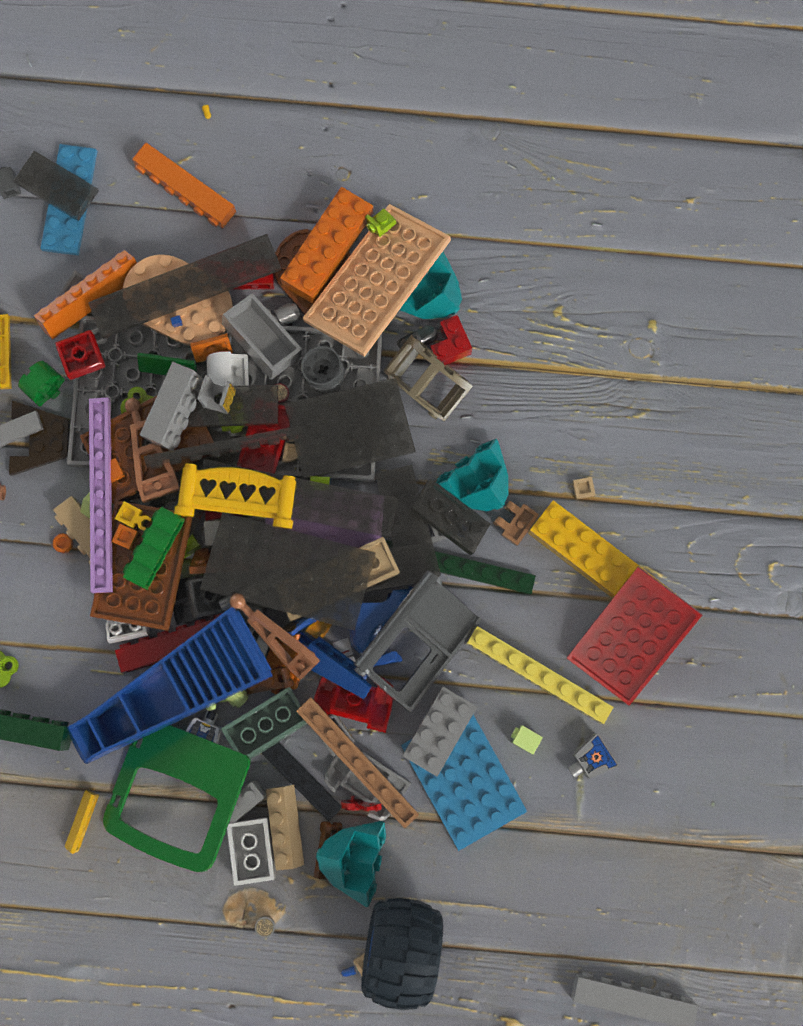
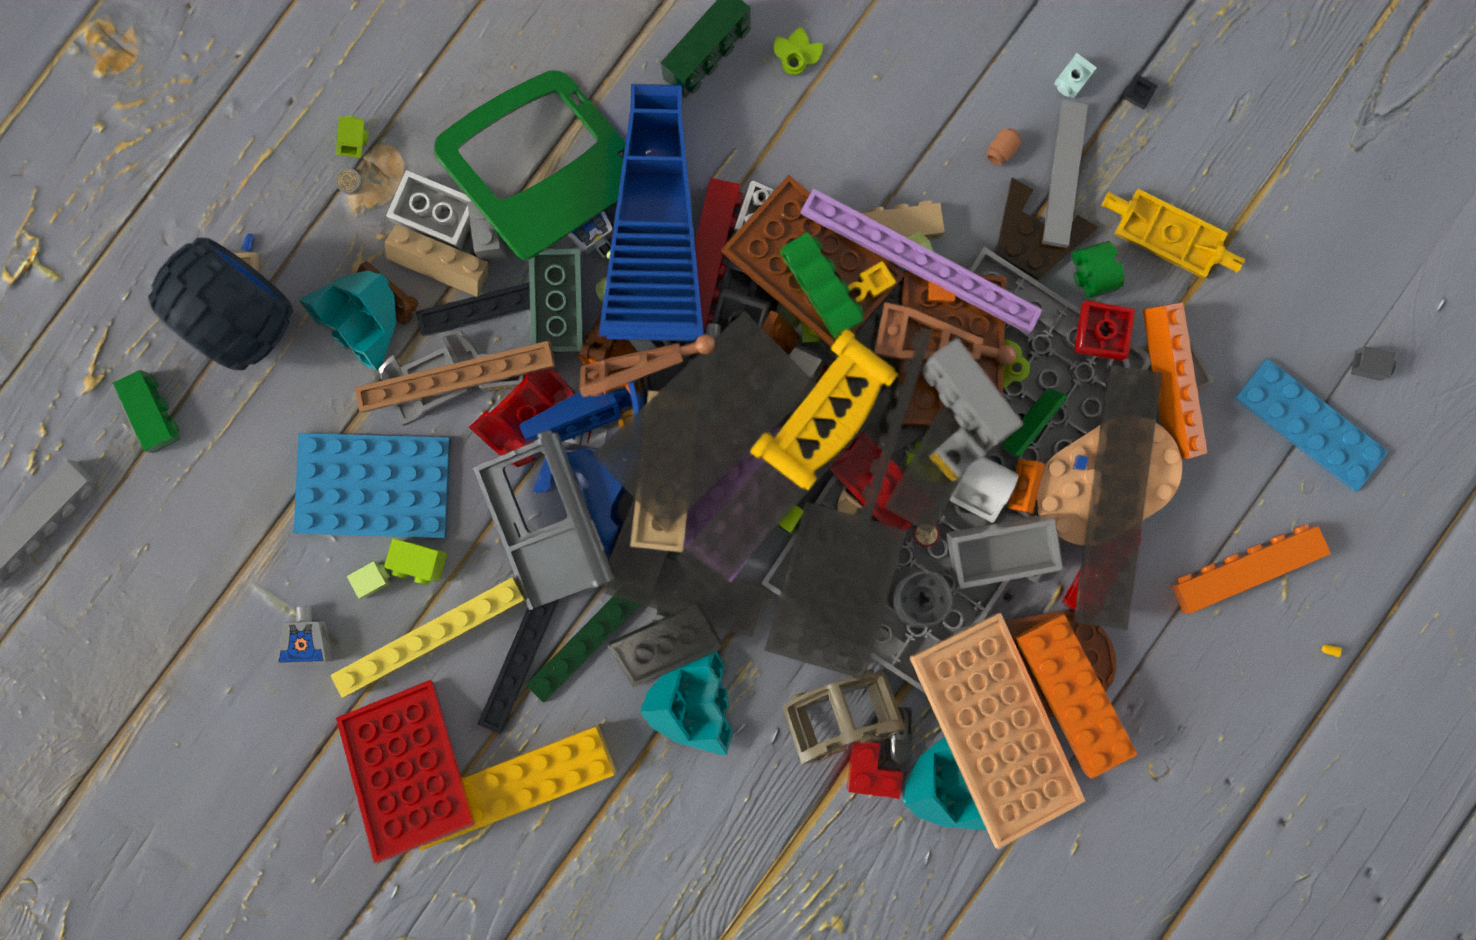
camera: 130 degrees right, 5 degrees up
(56, 185) = (1334, 417): clear smoke plate -> none
(62, 543) = (897, 194): orange tile -> none
(81, 821) = (577, 49): yellow slope -> none
(125, 536) = (855, 262): orange tile -> none
(232, 943) = (351, 136): none -> lime brick
(286, 314) = (1019, 597): light grey brick -> none
(357, 804) = (415, 349): red piece -> none
(380, 222) = (1066, 775): lime bracket -> none
(439, 731) = (433, 487): light grey brick -> none
(495, 715) = (415, 560): none -> lime brick
(506, 967) = (147, 411): none -> green brick
(519, 525) = (612, 721): medium nougat plate -> none
(524, 607) = (516, 667): none -> black tile
(583, 488) = (610, 821): tan tile -> none

